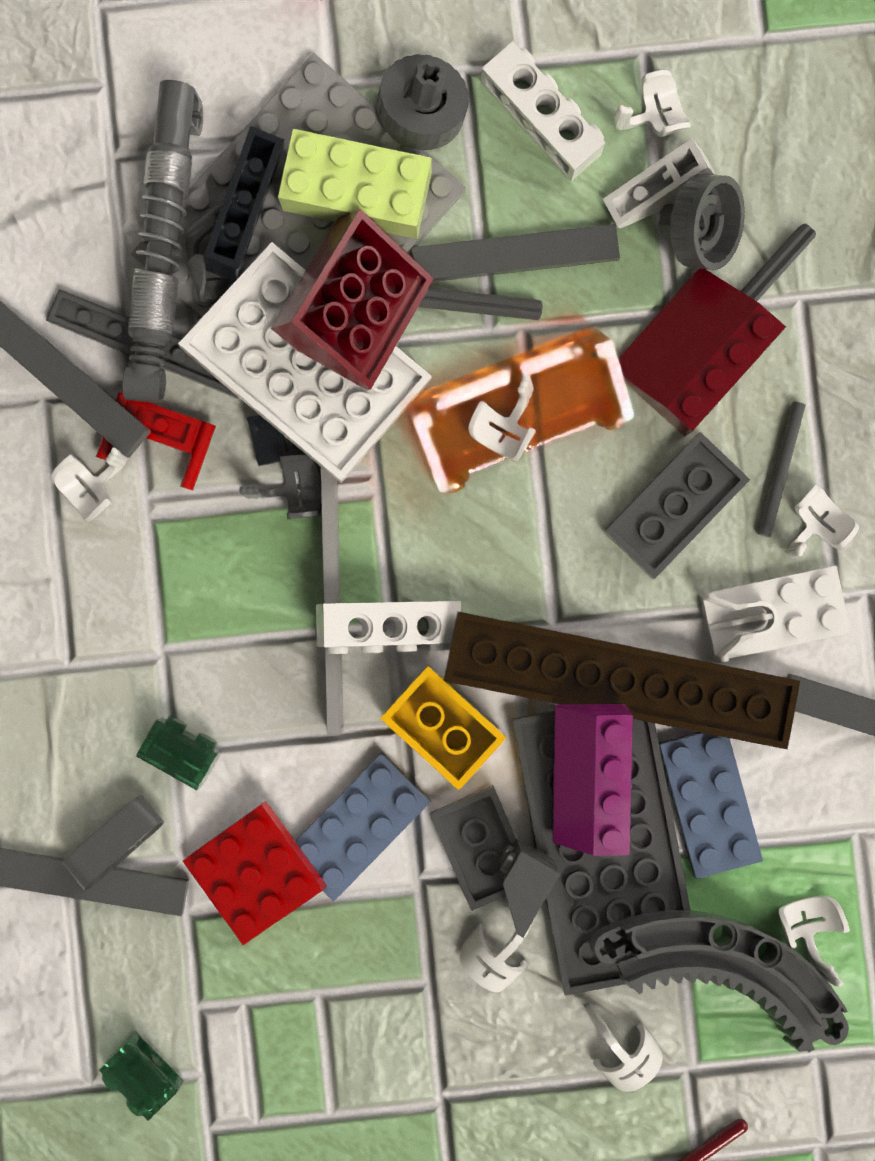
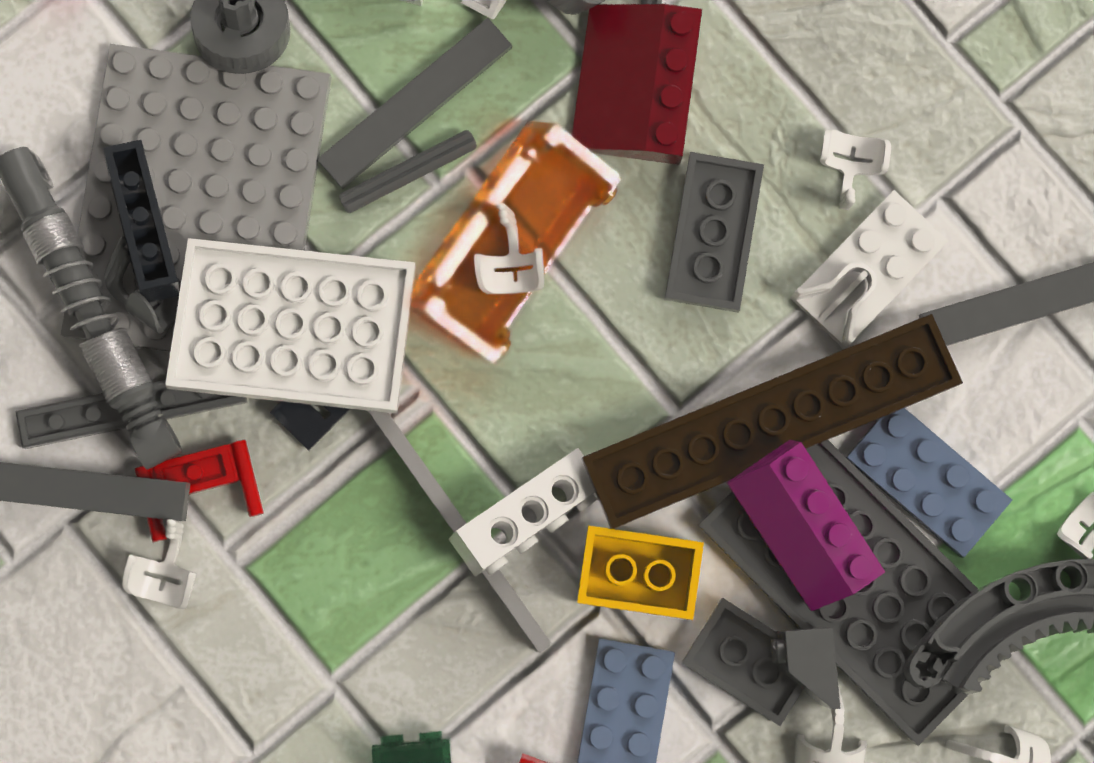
camera: 35 degrees left, 5 degrees down
(309, 477) = (362, 429): dark grey helmet -> none
(338, 176) = (230, 136): yellowish green brick -> none
(353, 300) = (299, 241): dark red slope -> none
(781, 469) = (786, 136): dark grey bar -> none

